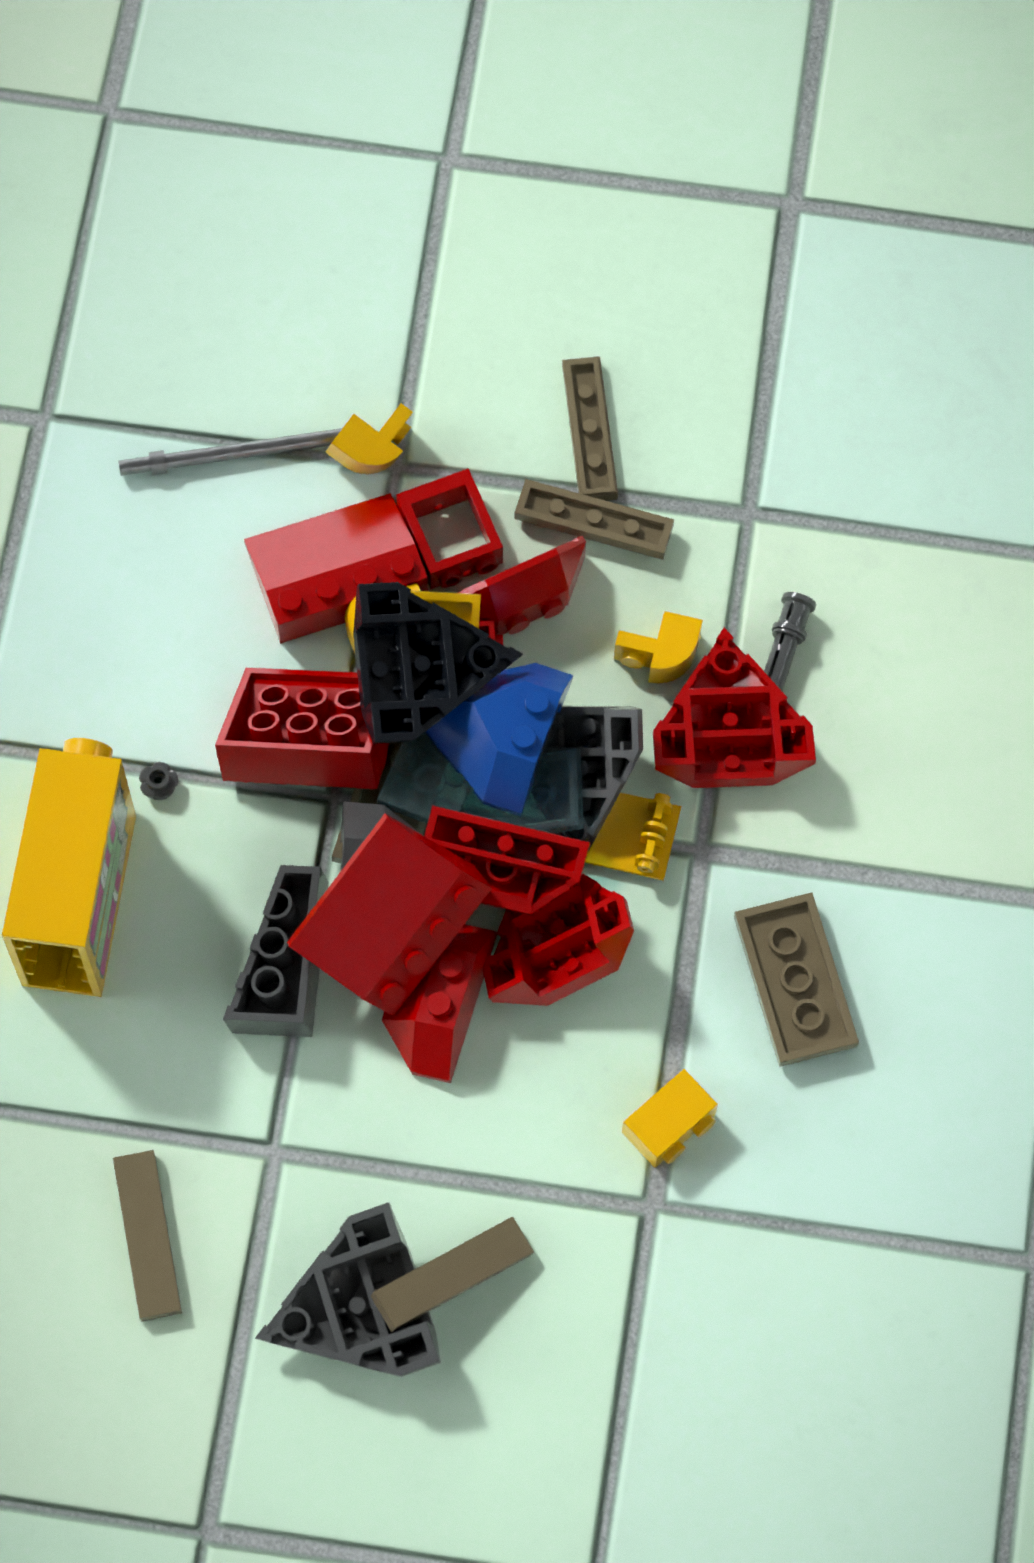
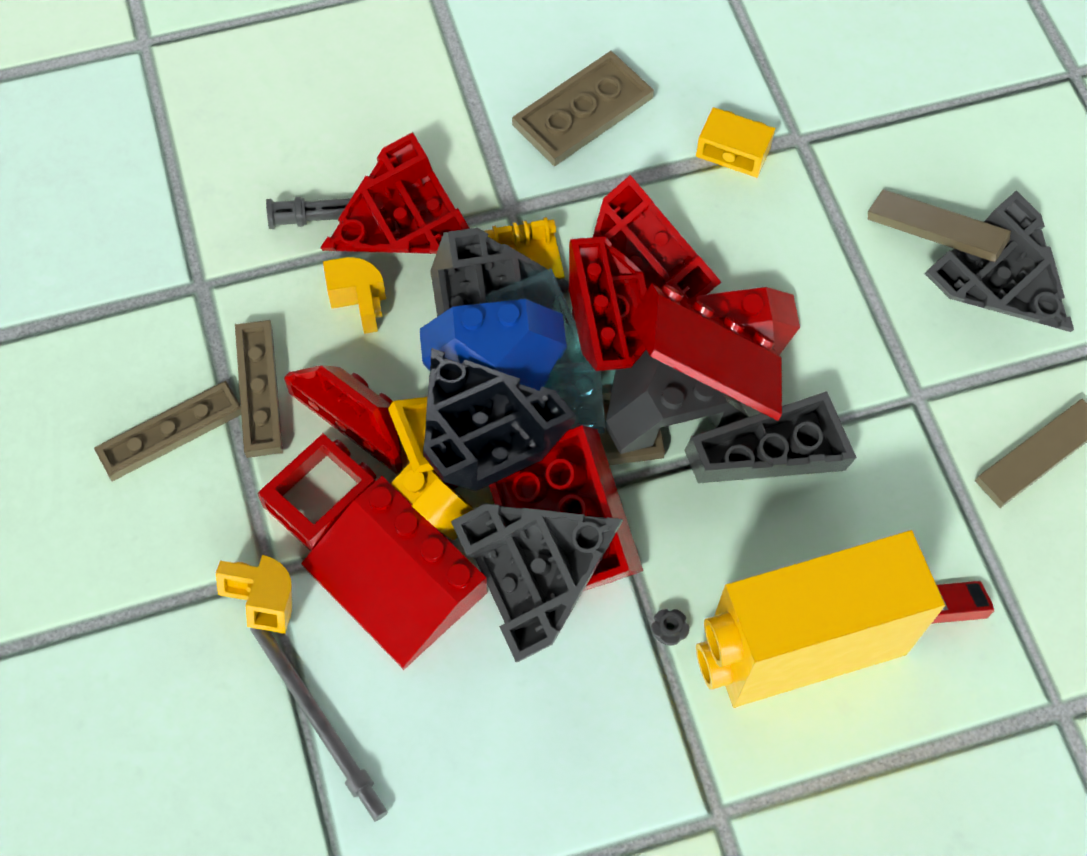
camera: 115 degrees left, 5 degrees down
(46, 1047) = (964, 602): none -> slope
(258, 670) = (534, 566): none -> dark grey wedge

